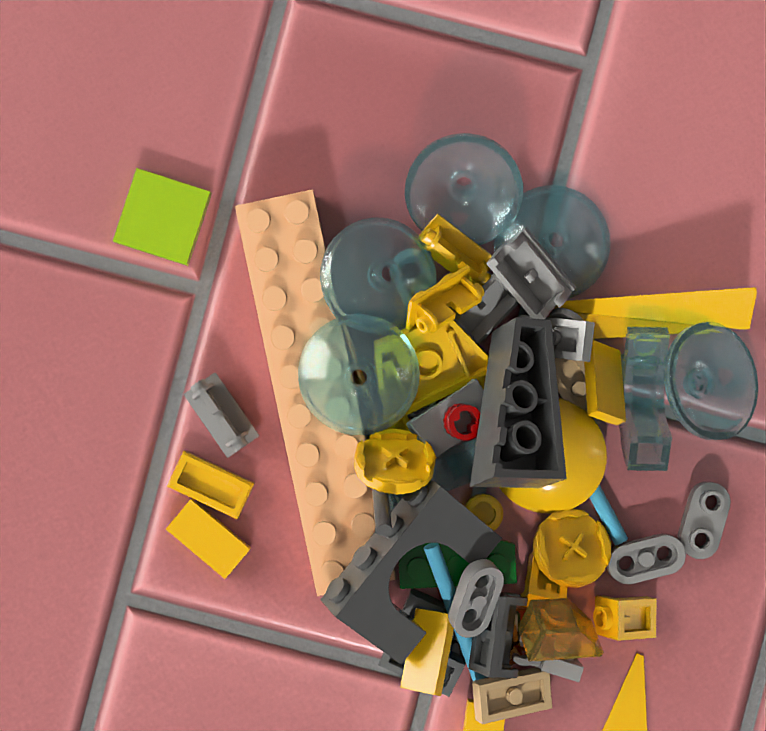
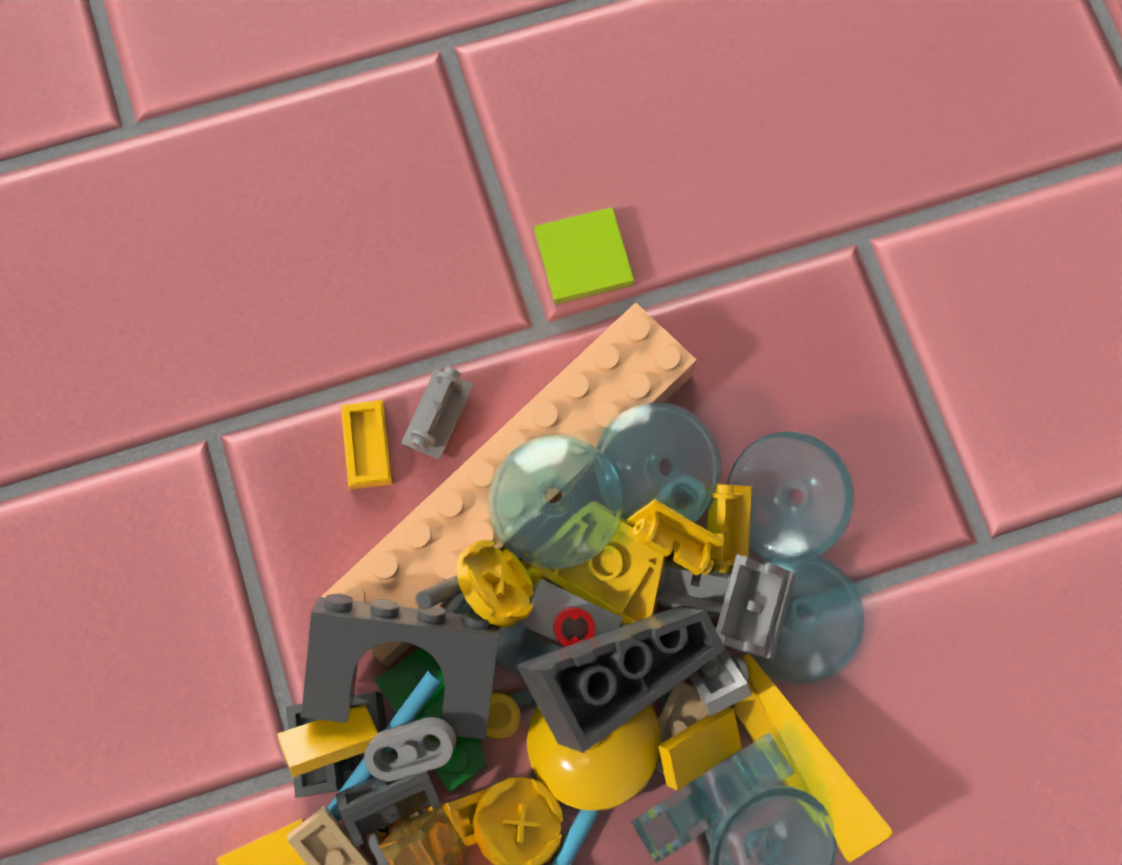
camera: 55 degrees right, 15 degrees down
(208, 538) = (314, 473): yellow tile -> none

